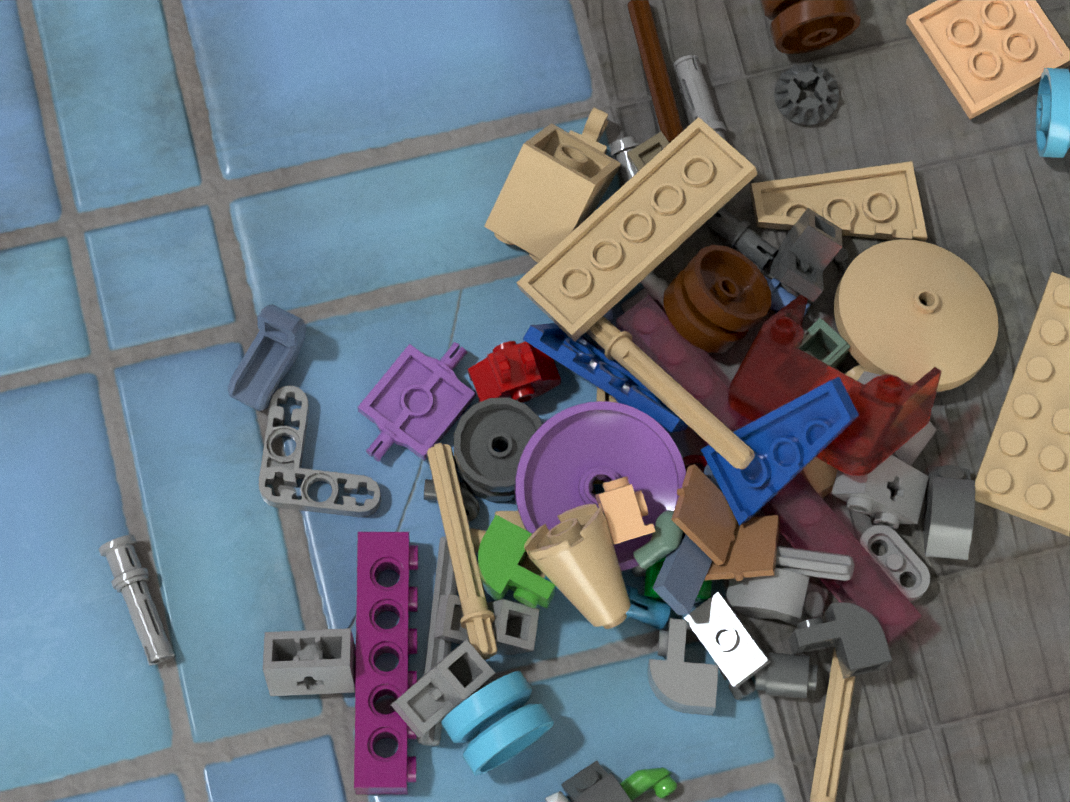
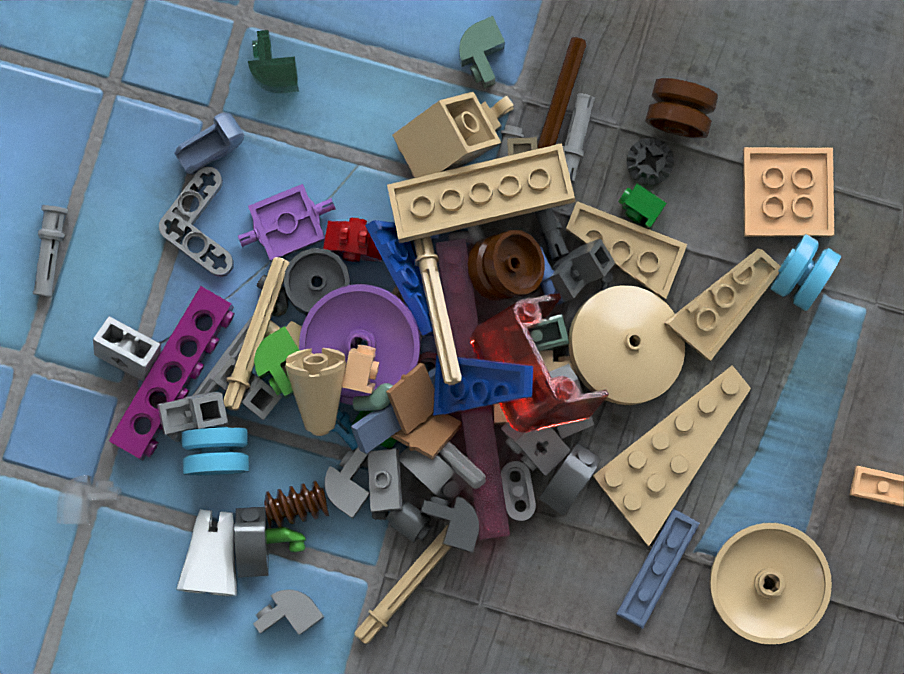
camera: 30 degrees right, 10 degrees up
(291, 237) = (270, 73): none -> clear green brick
(522, 73) = (477, 43): none -> sand green brick
(633, 733) = (295, 504): none -> reddish brown piece
(831, 146) = (641, 205): none -> green brick
(998, 211) = (722, 307): none -> tan wing

